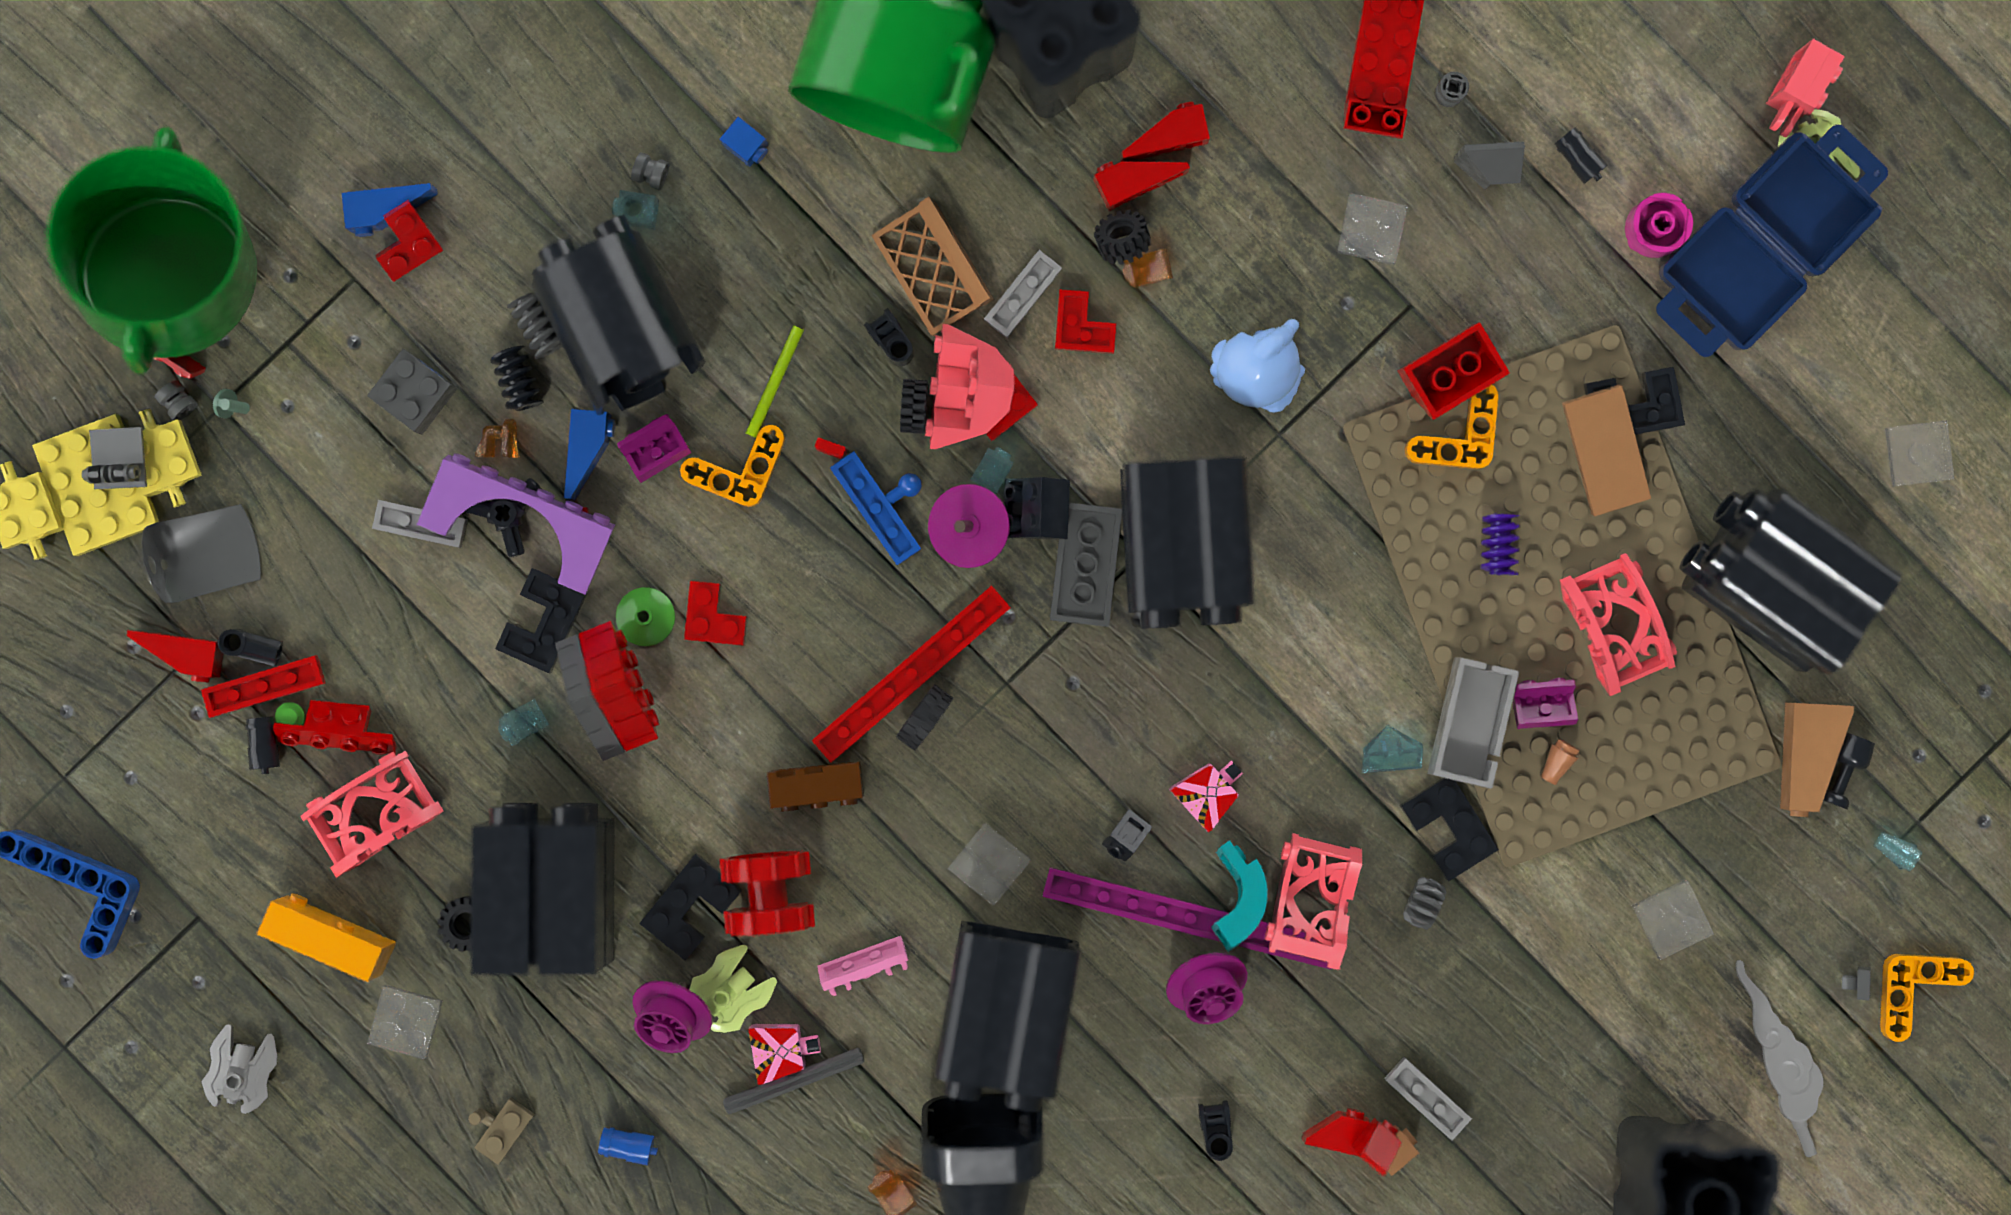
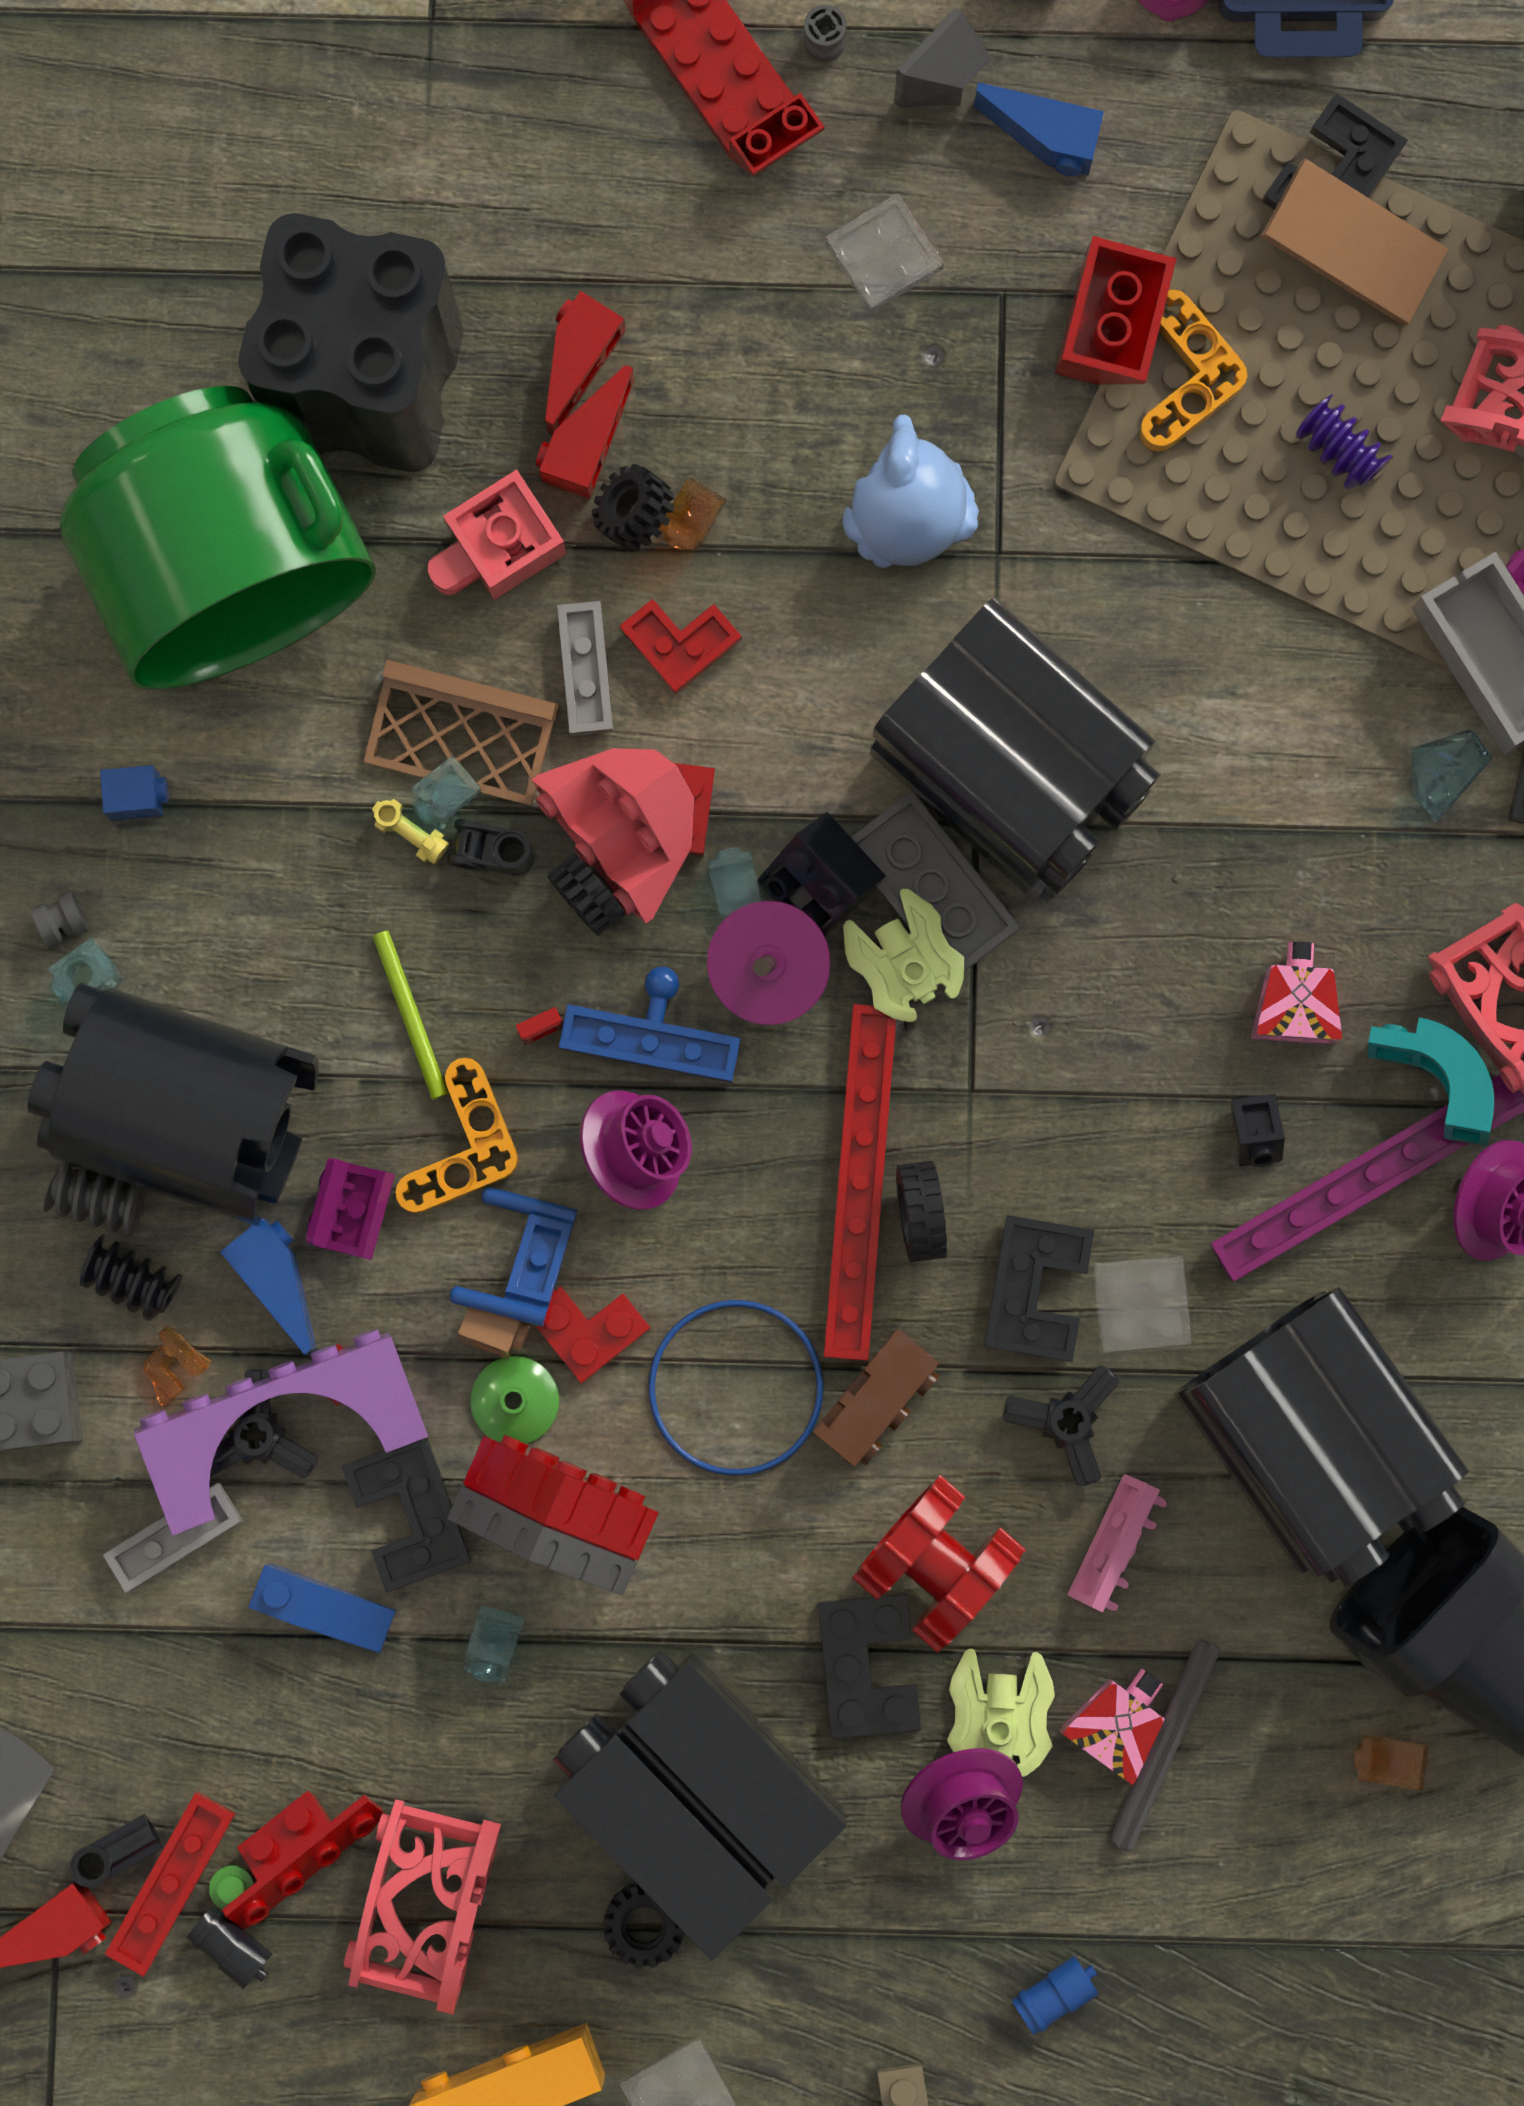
camera: 40 degrees left, 5 degrees down
(457, 625) = (321, 1608): none -> blue slope
(668, 572) = (492, 1332): none -> medium nougat brick
(711, 680) = (819, 1379): none -> blue piece
(717, 561) = (536, 1262): none -> blue plate
(816, 552) = (635, 1148): none -> magenta piece
(857, 275) = (390, 819): none -> light yellow bar
(892, 899) = (1045, 1417): none -> black bush
(894, 289) = (443, 793): none -> clear light blue bracket
(921, 809) = (1013, 1316): none -> black plate
(1037, 191) = (497, 538): none -> coral brick
(1037, 592) = (908, 963): none -> yellowish green piece
(1515, 247) = (1050, 129): none -> blue slope

